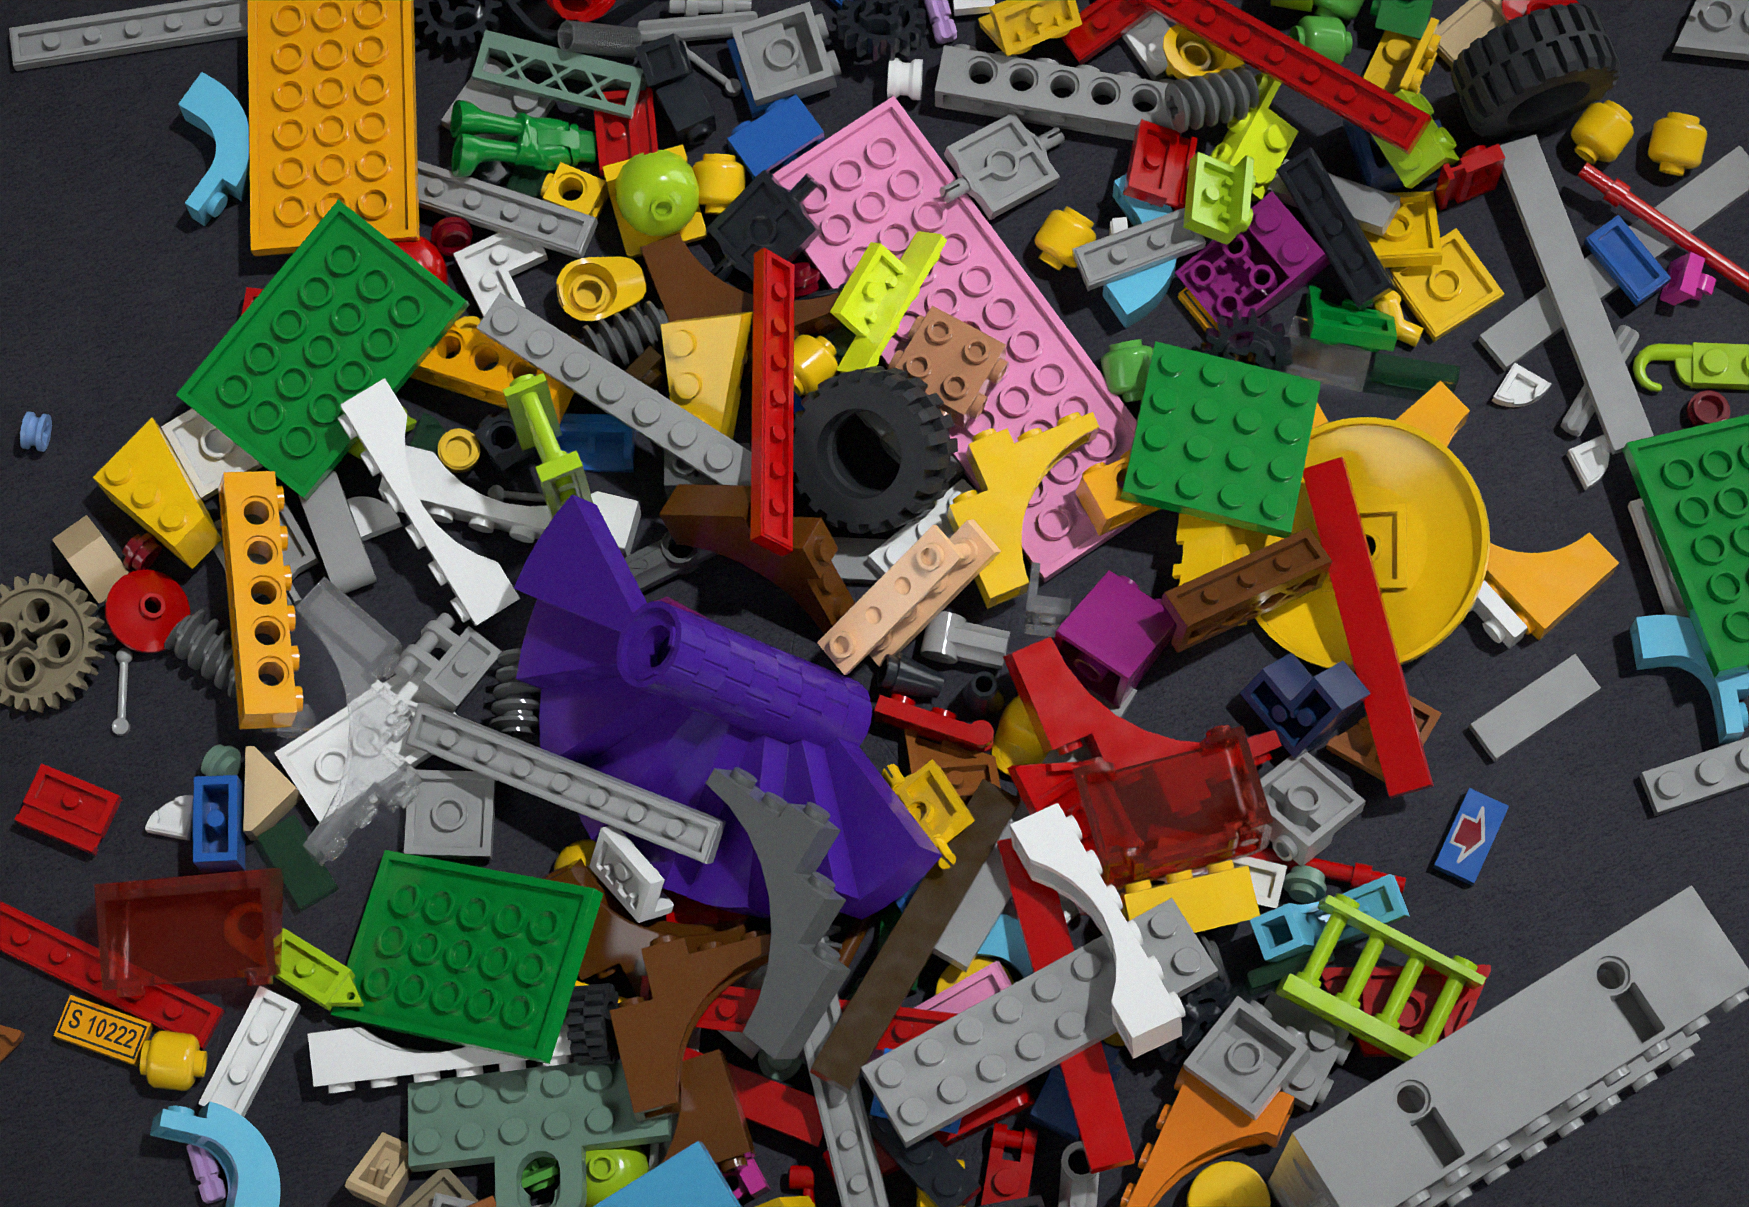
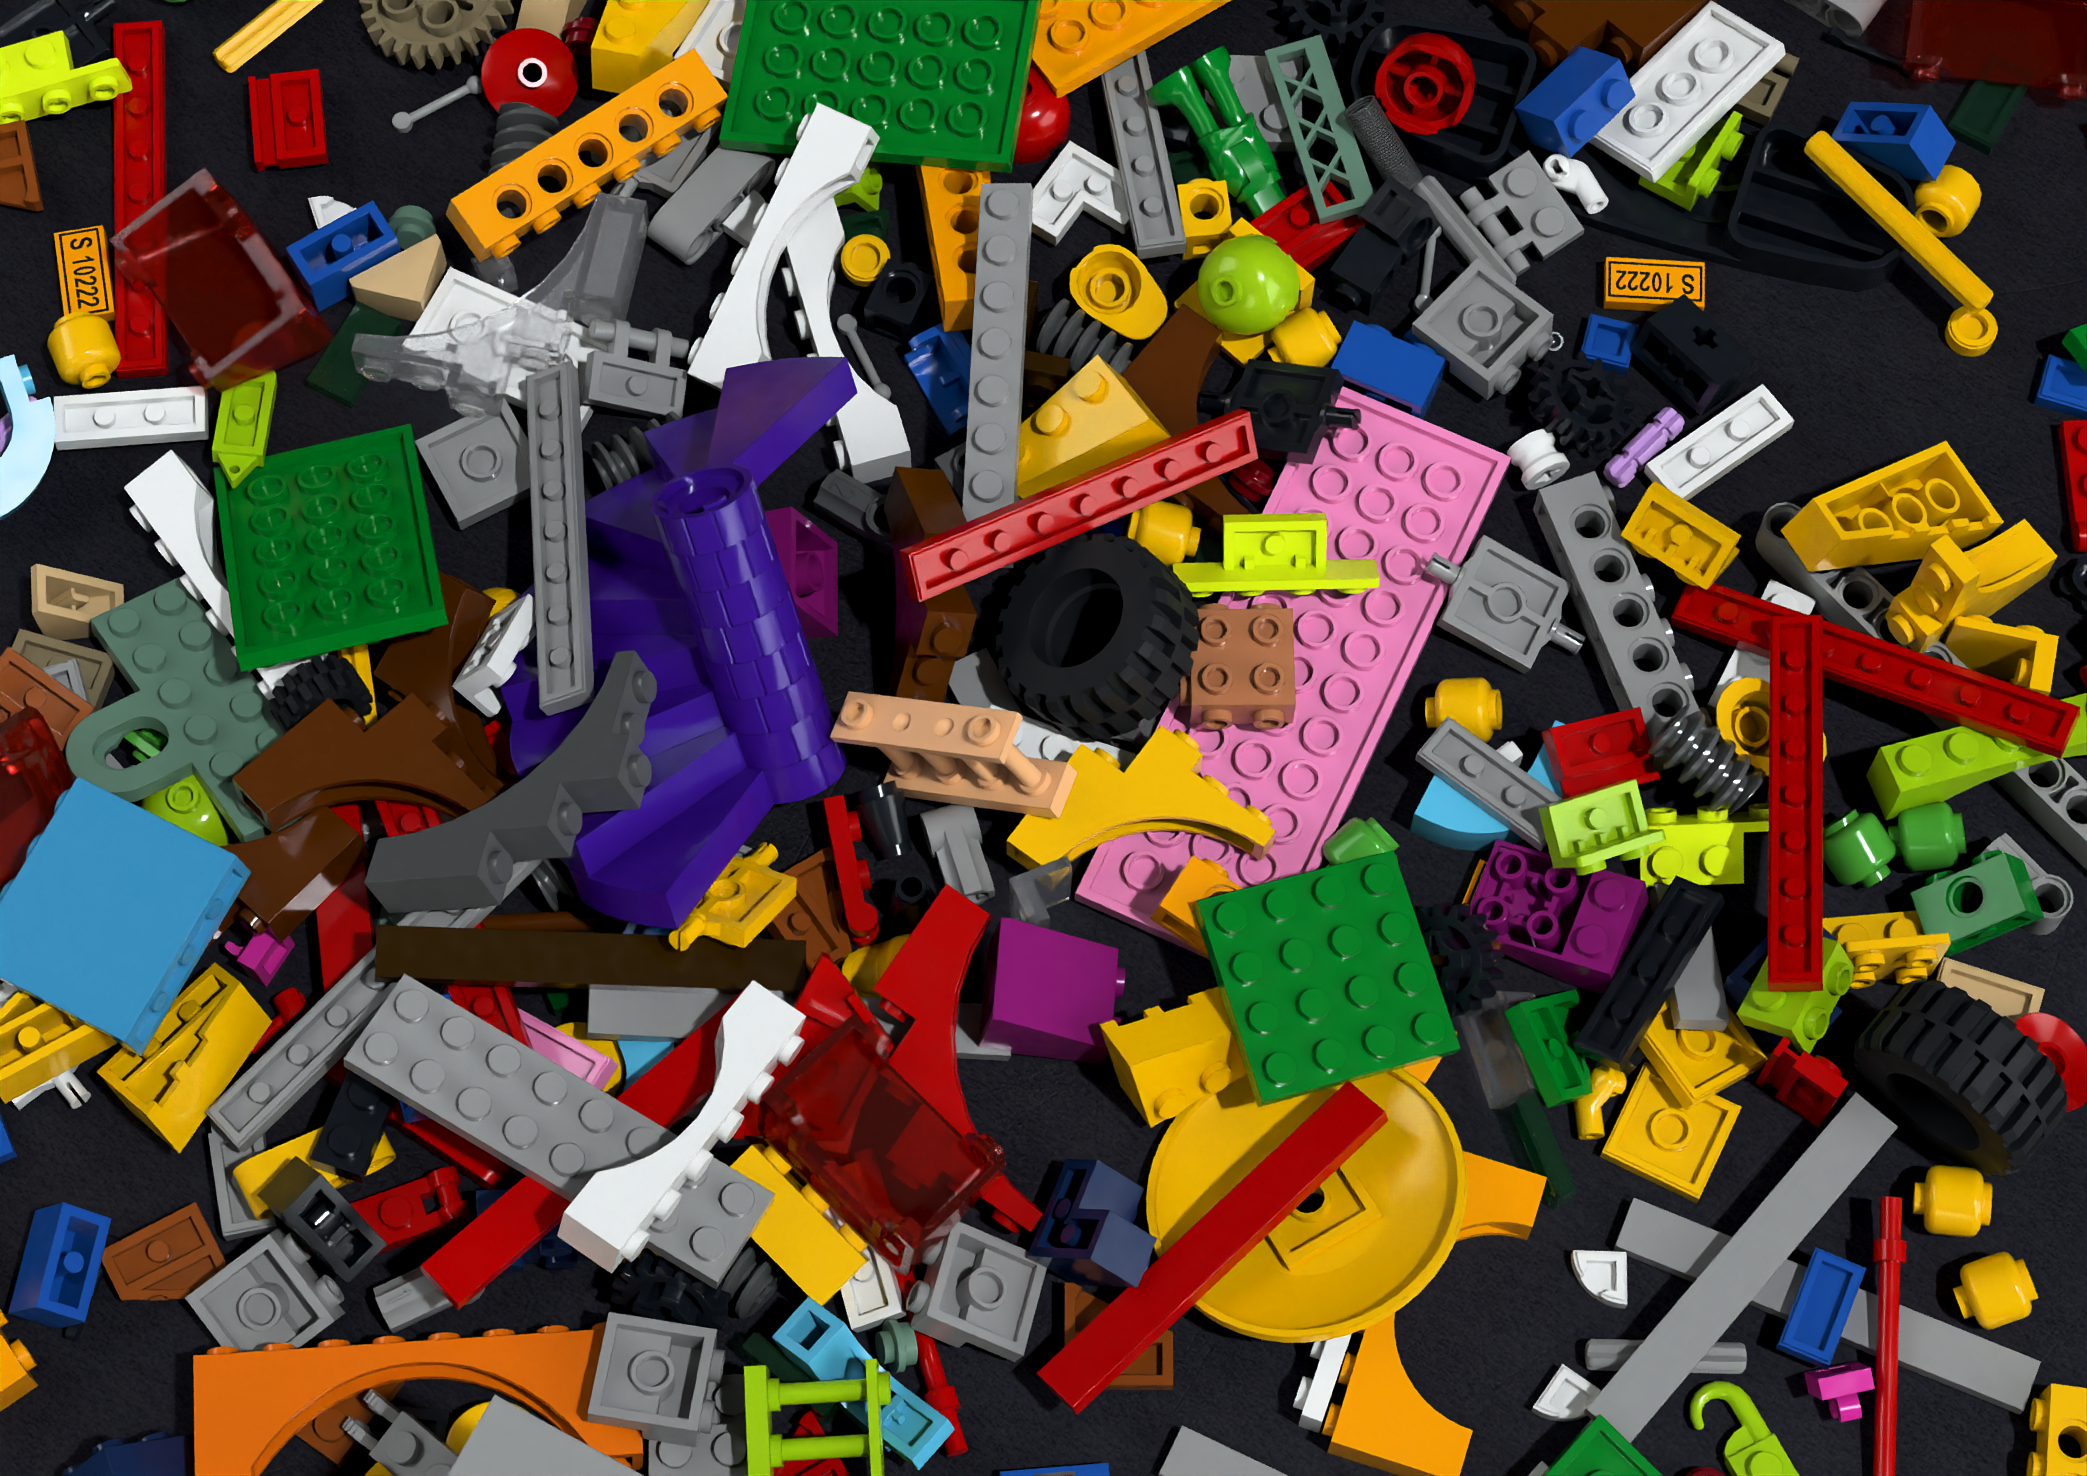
camera: 55 degrees right, 5 degrees down
(451, 235) = (1088, 129): dark red plate -> none
(538, 426) = (886, 312): lime fence -> none
(1246, 588) = (1169, 1089): reddish brown fence -> none

